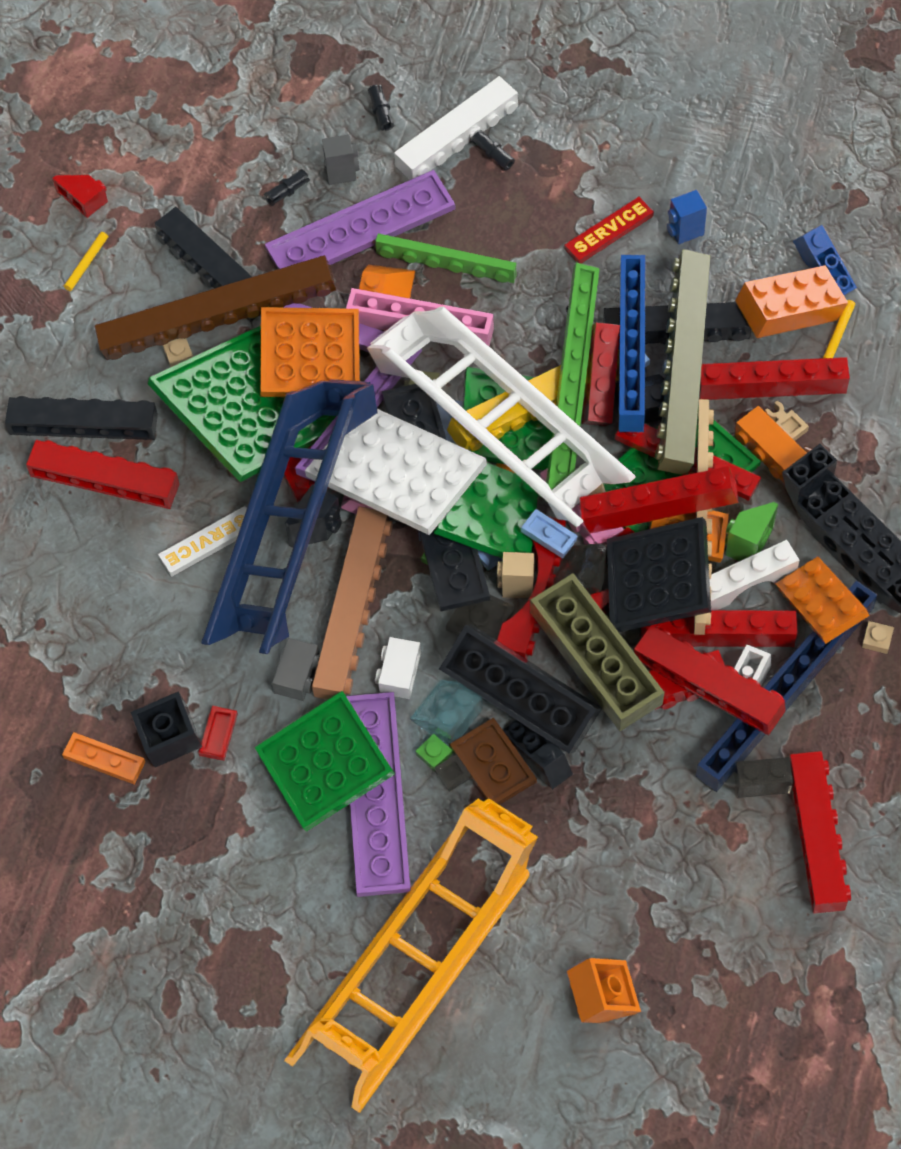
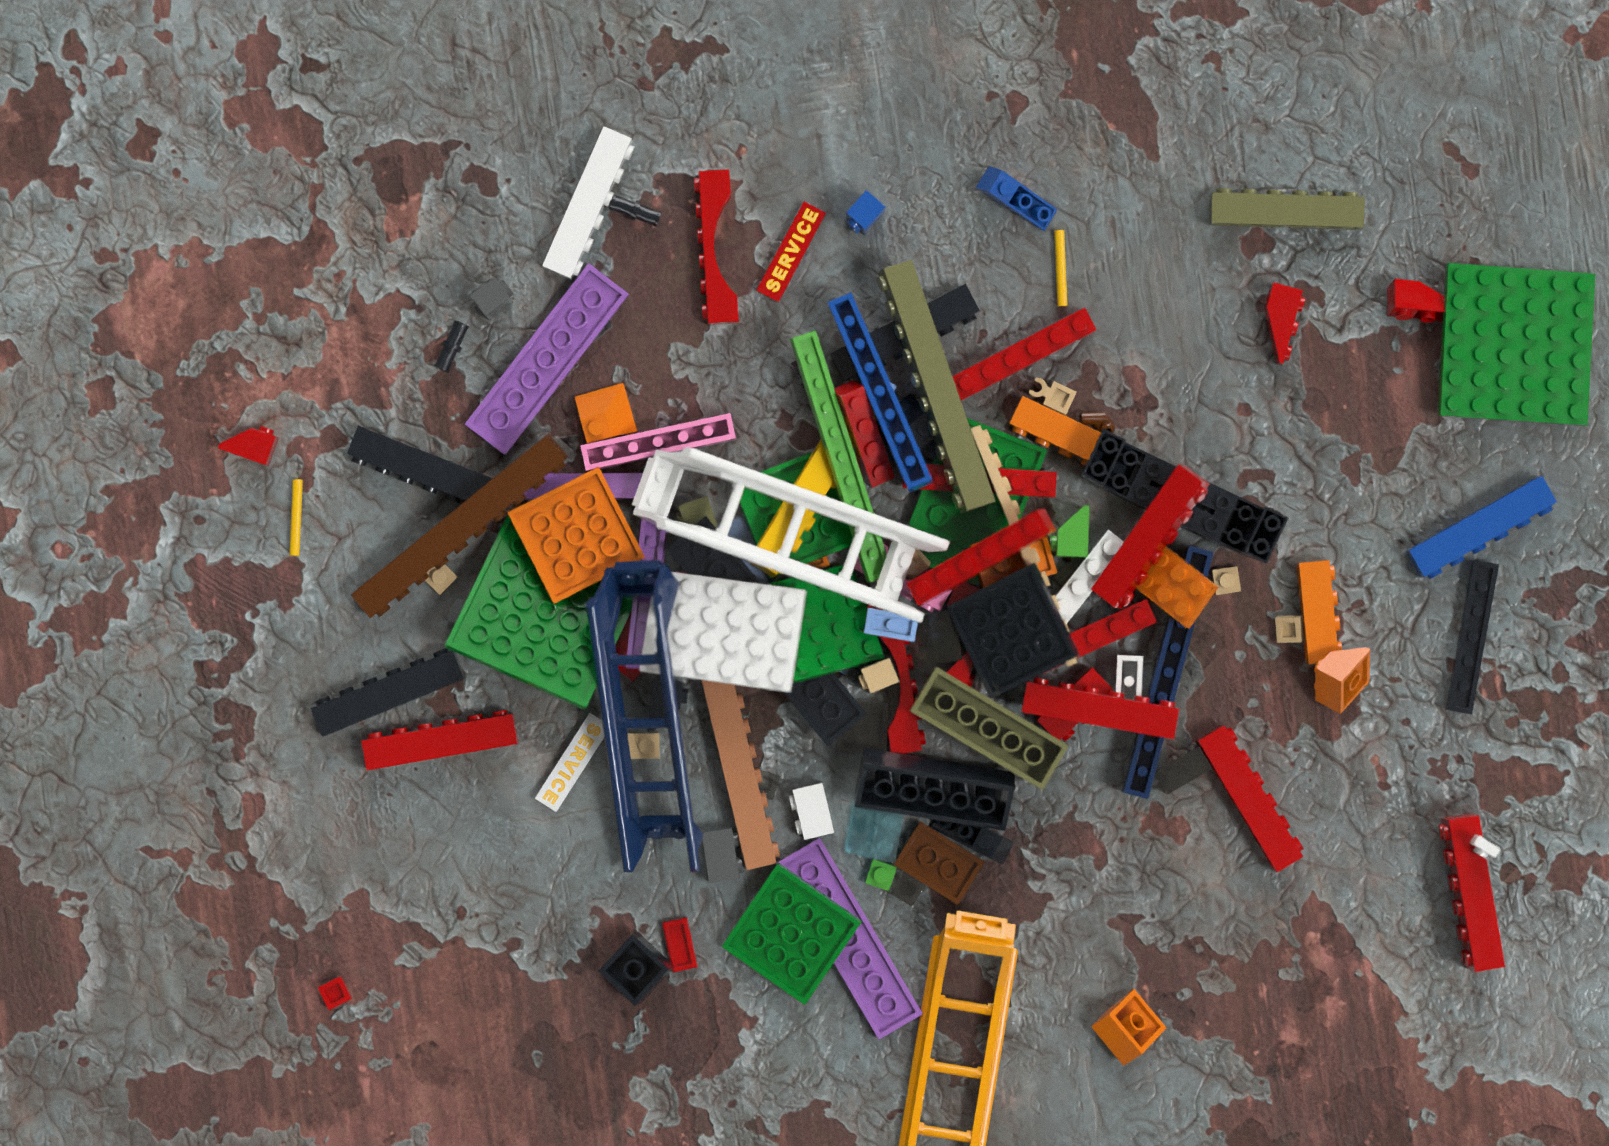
camera: 30 degrees left, 25 degrees up
(103, 758) = (591, 1017): orange plate -> none
(273, 552) = (644, 745): none -> tan plate
(373, 632) = (769, 784): none -> clear smoke tile
(381, 107) = (498, 209): black pin -> none
(446, 258) = (638, 363): bright green plate -> none
(565, 164) = (714, 195): none -> red arch
(791, 301) = (1006, 267): orange brick -> none
(823, 552) = (1150, 536): none -> red brick

